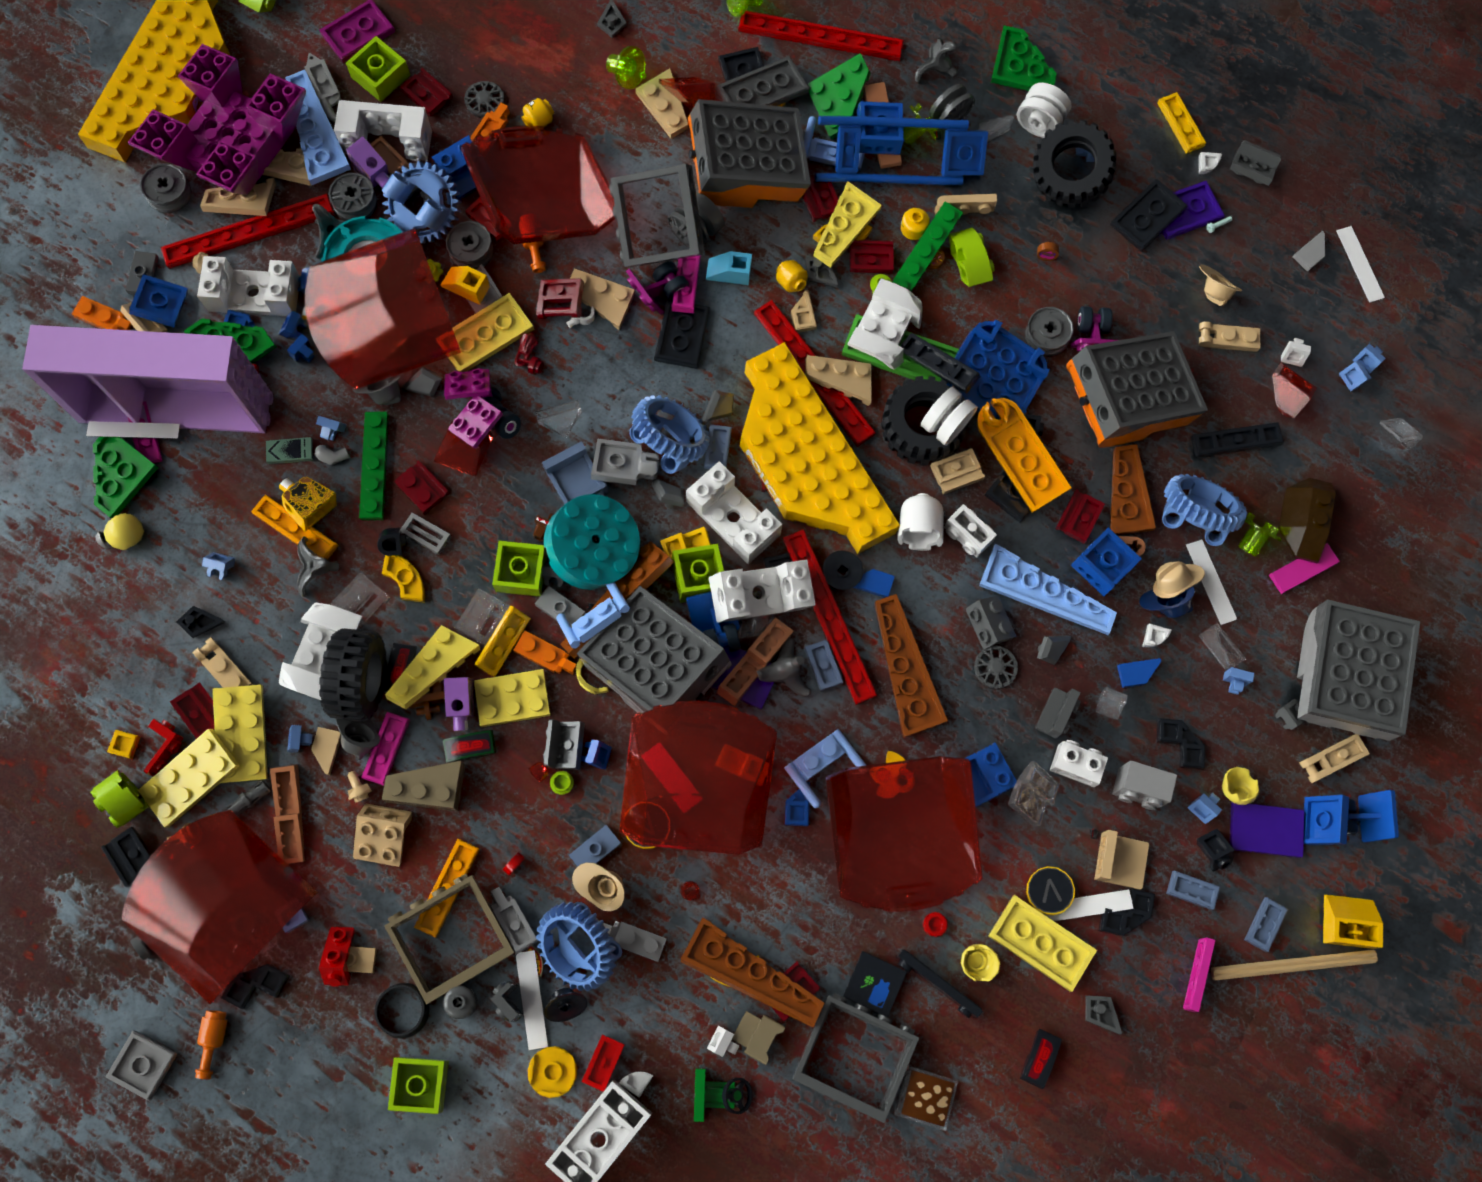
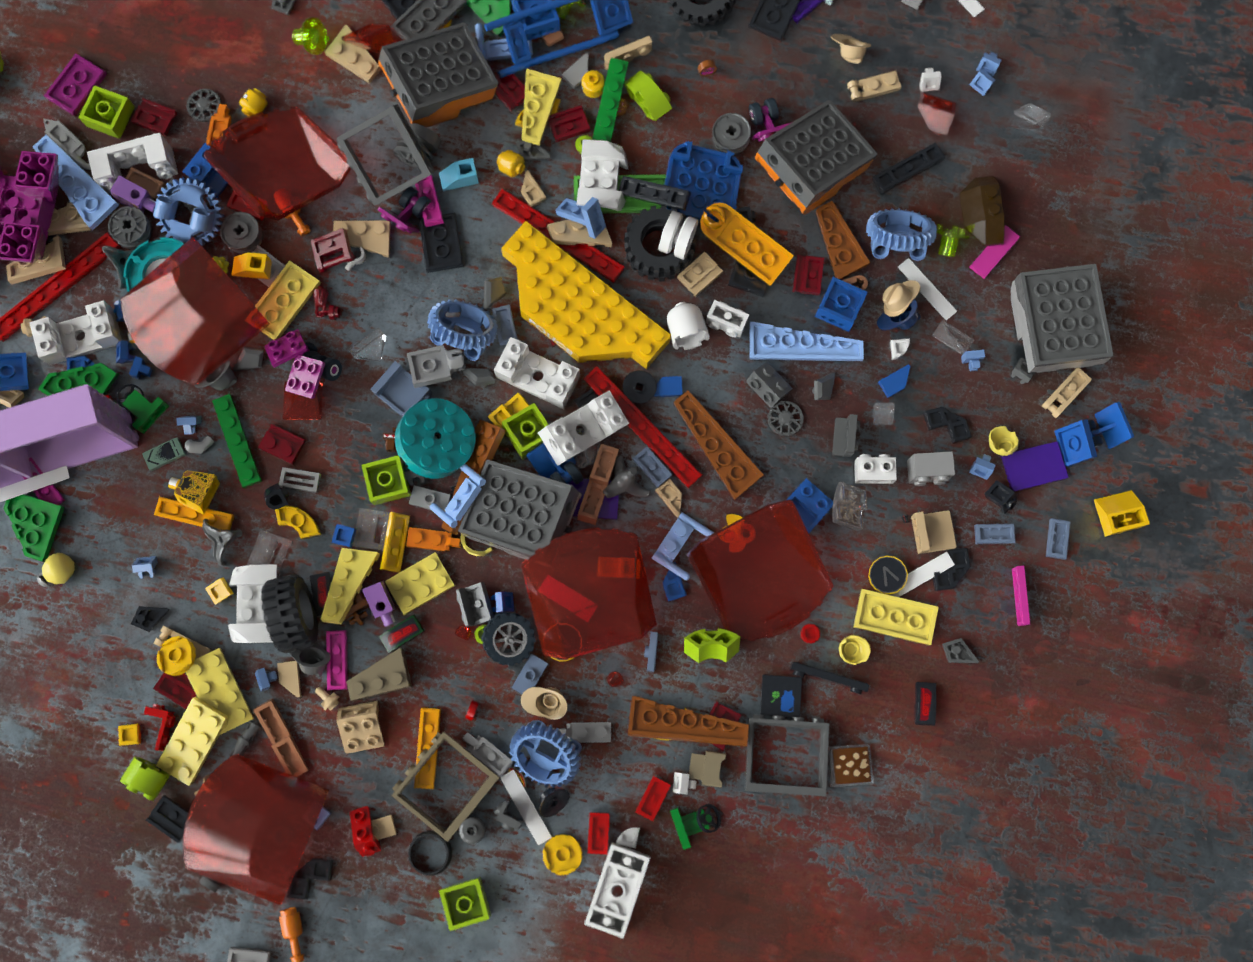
camera: 15 degrees left, 5 degrees up
(210, 675) = (176, 656): none -> yellow tile
(287, 395) = (141, 407): none -> green piece
(287, 621) = (219, 590): none -> yellow plate
(449, 612) = (344, 535): none -> blue tile
(605, 811) = (521, 652): none -> black wheel
(681, 1046) = (652, 798): none -> red plate
(743, 874) = (650, 652): none -> sand blue plate
(816, 893) = (711, 644): none -> lime brick
(832, 706) = (671, 496): none -> tan tile
(856, 359) = (588, 215): none -> medium blue bracket
(898, 206) = (574, 74): none -> light grey tile
(1294, 965) = (1088, 561): tan axle -> none

